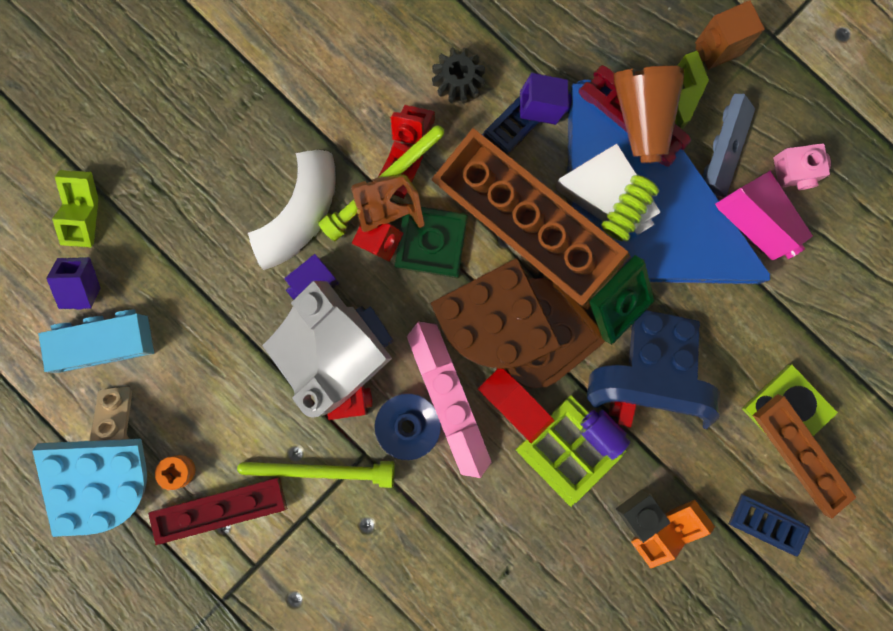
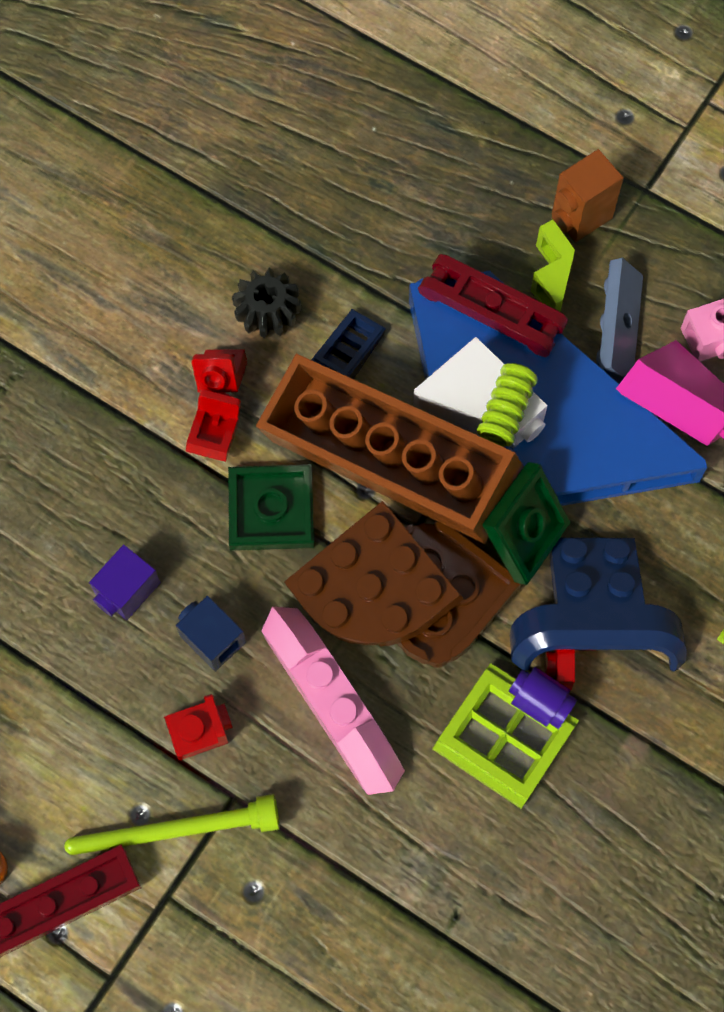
camera: 10 degrees left, 15 degrees down
(300, 218) = (99, 505): white brick -> none
(324, 350) = (156, 660): light grey slope -> none
(335, 224) = (144, 506): lime piece -> none
(375, 203) = (189, 466): dark orange piece -> none
(379, 241) = (201, 514): red bracket -> none
(401, 443) = (279, 722): dark blue dish -> none
(516, 404) = (422, 686): red slope -> none
(544, 98) = (379, 309): dark purple brick -> none
(642, 515) = (617, 796): pearl dark grey brick -> none
(650, 108) = (505, 286): dark orange cone -> none
(686, 525) = (664, 815): orange slope -> none

